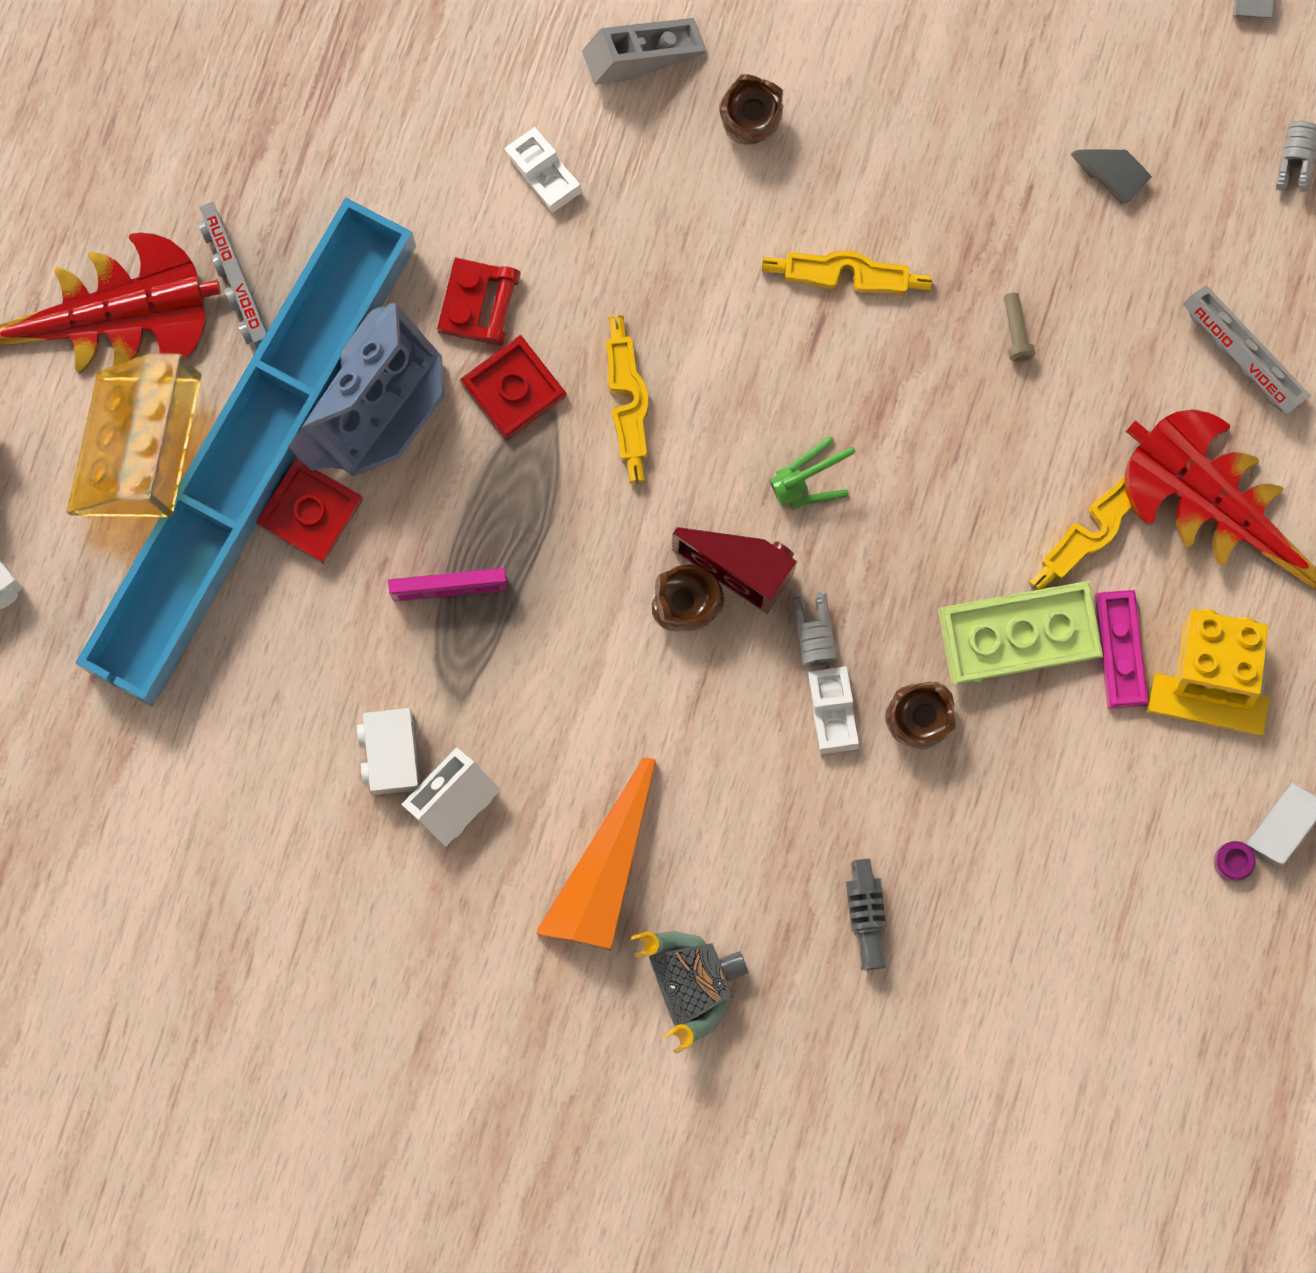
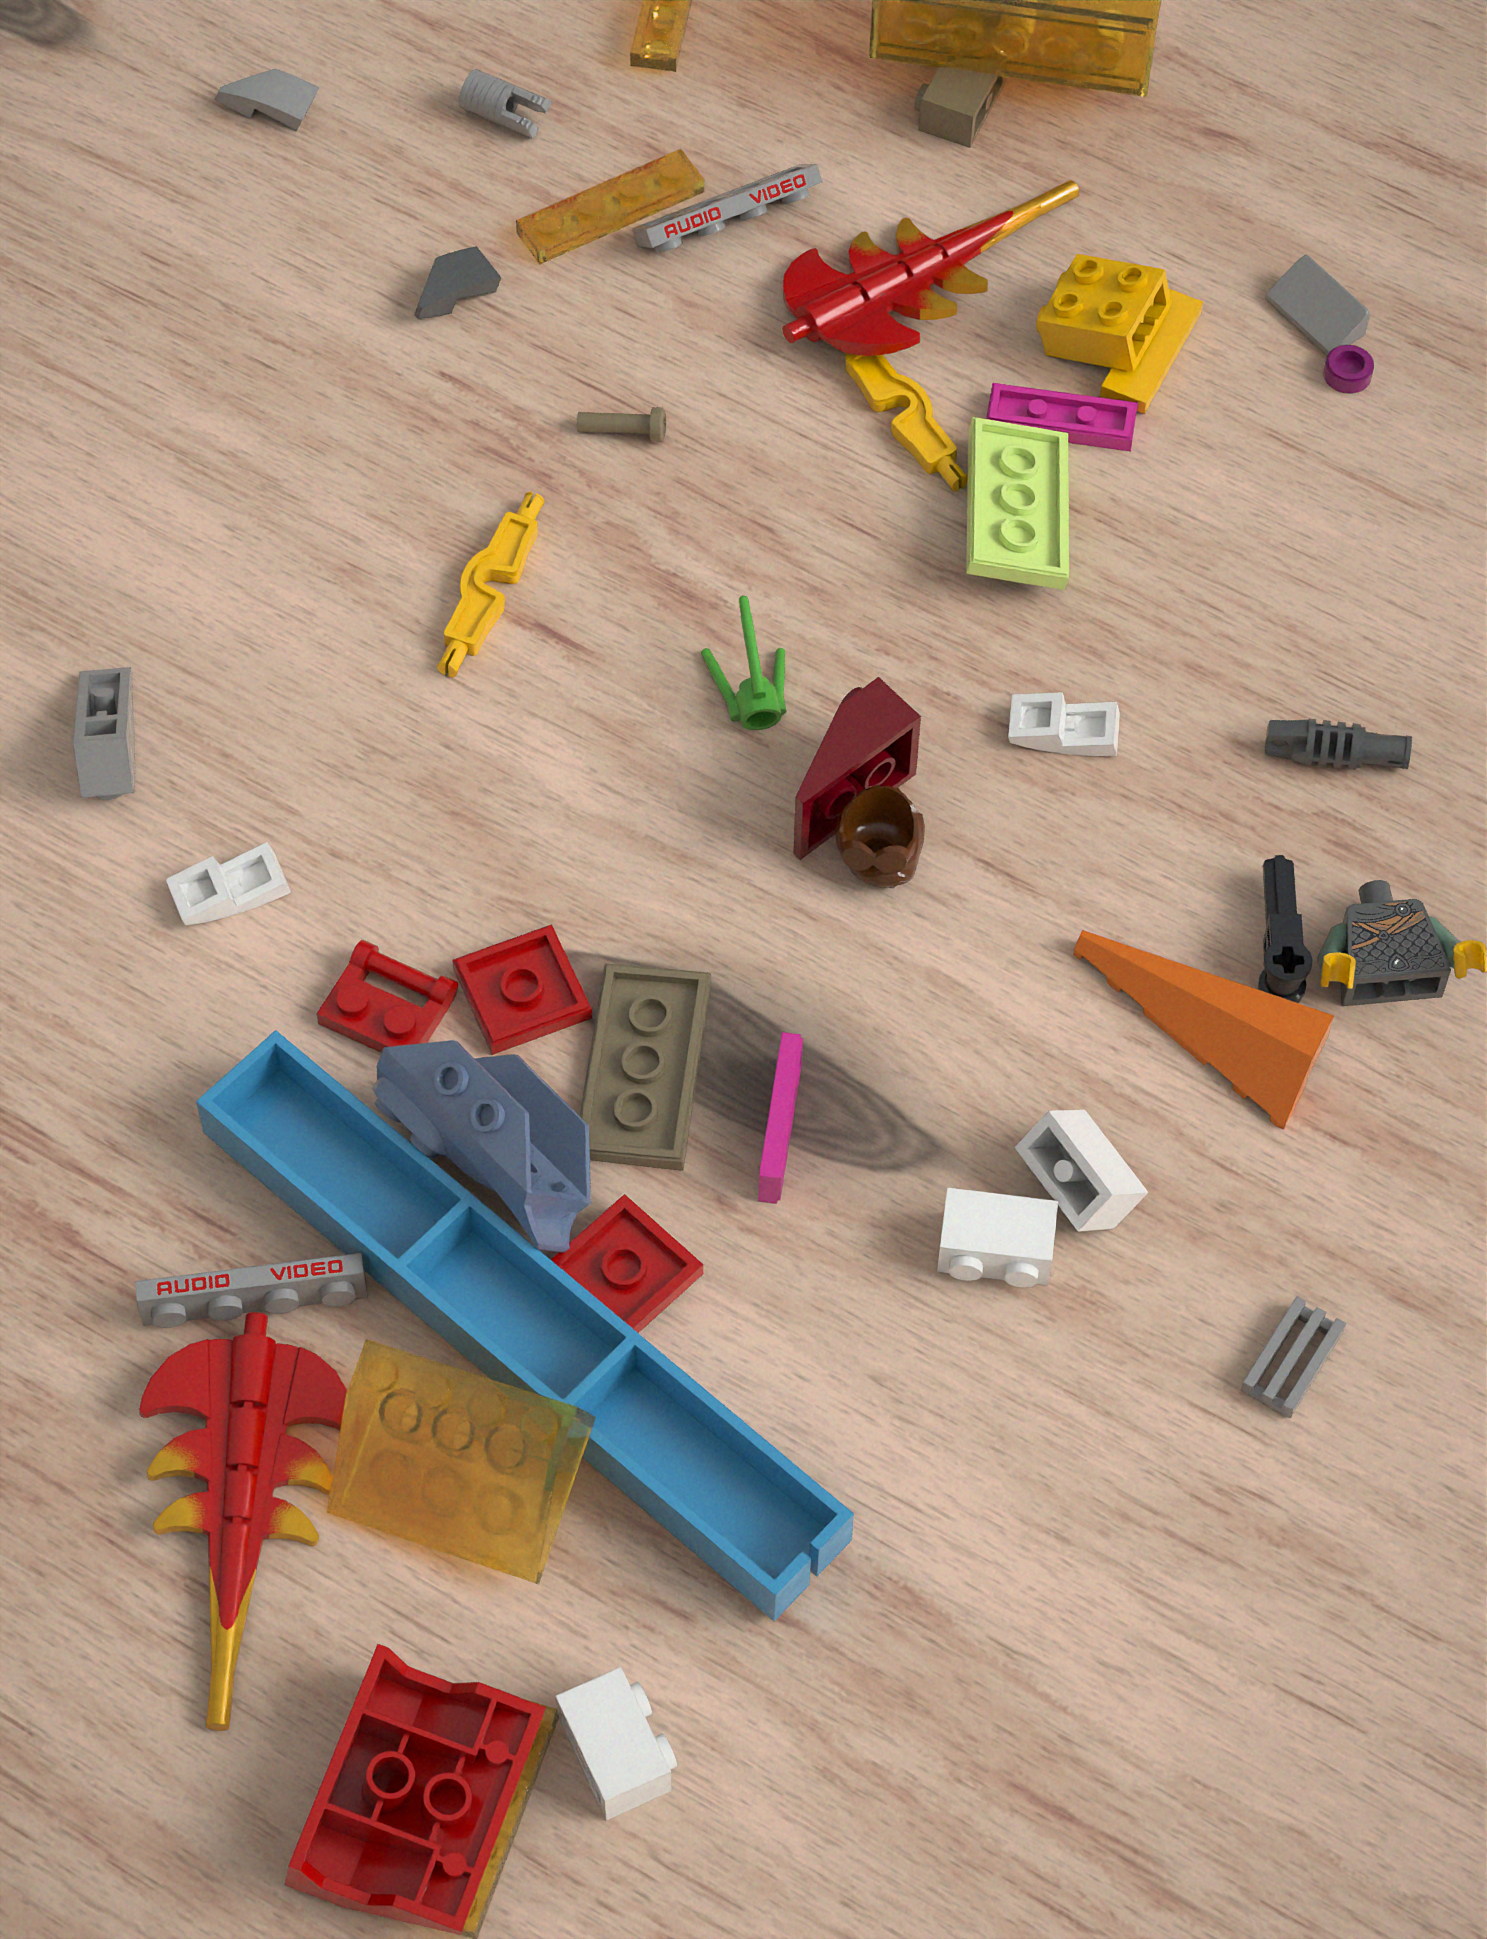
camera: 75 degrees left, 20 degrees down
(322, 961) = (1314, 1321): none -> light grey tile
(474, 484) = (645, 1065): none -> dark tan tile
(625, 380) = (551, 858): yellow piece -> none
(690, 901) = (1285, 955): none -> black connector
(751, 110) = (239, 628): reddish brown hair -> none
(815, 637) = (968, 719): light grey hinge -> none
(921, 714) = (1095, 626): reddish brown hair -> none
(1226, 264) = (610, 206): none -> clear yellow plate

